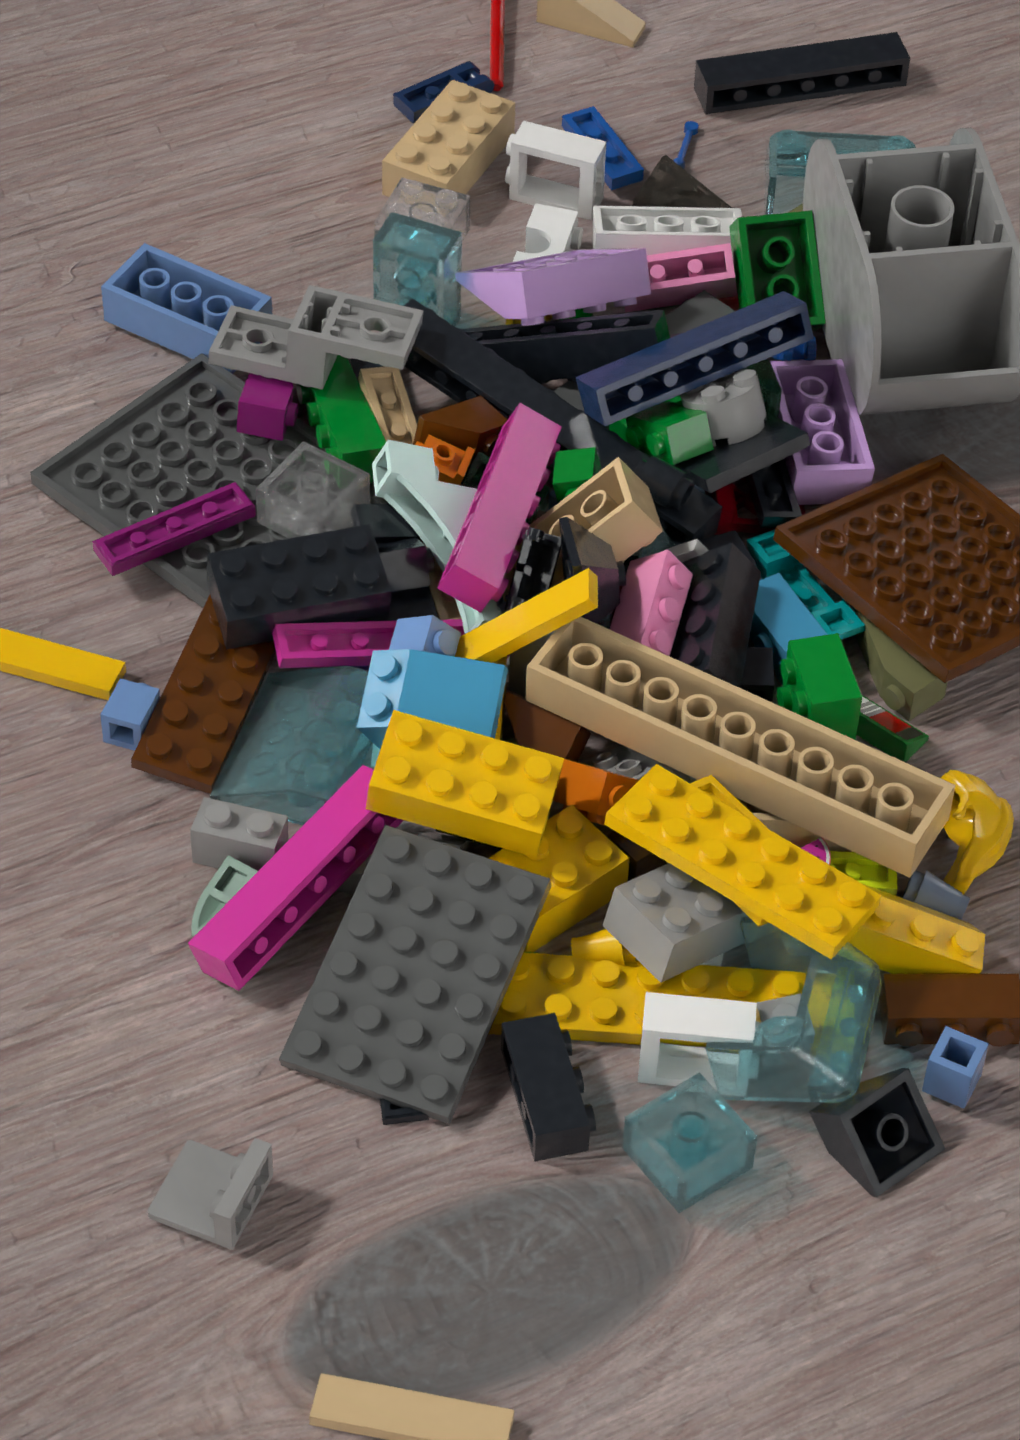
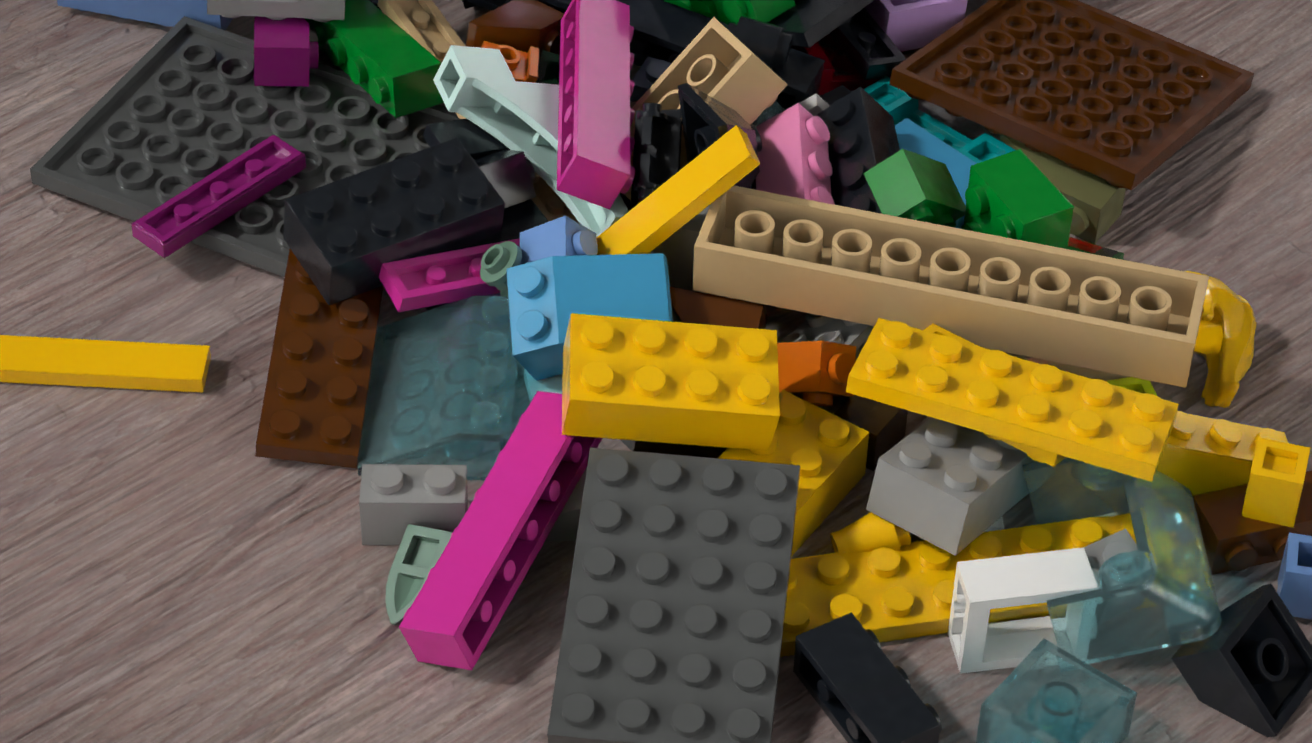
camera: 15 degrees left, 5 degrees down
(128, 713) = (236, 399): medium blue brick -> none
(311, 493) = (368, 126): clear brick -> none
(373, 639) = (496, 261): none -> sand green plate
(573, 469) = (659, 47): green brick -> none
(742, 652) = (916, 189): none -> green brick
(935, 894) = (1206, 403): sand blue cone -> none
(950, 979) = (1275, 482): none -> yellow panel

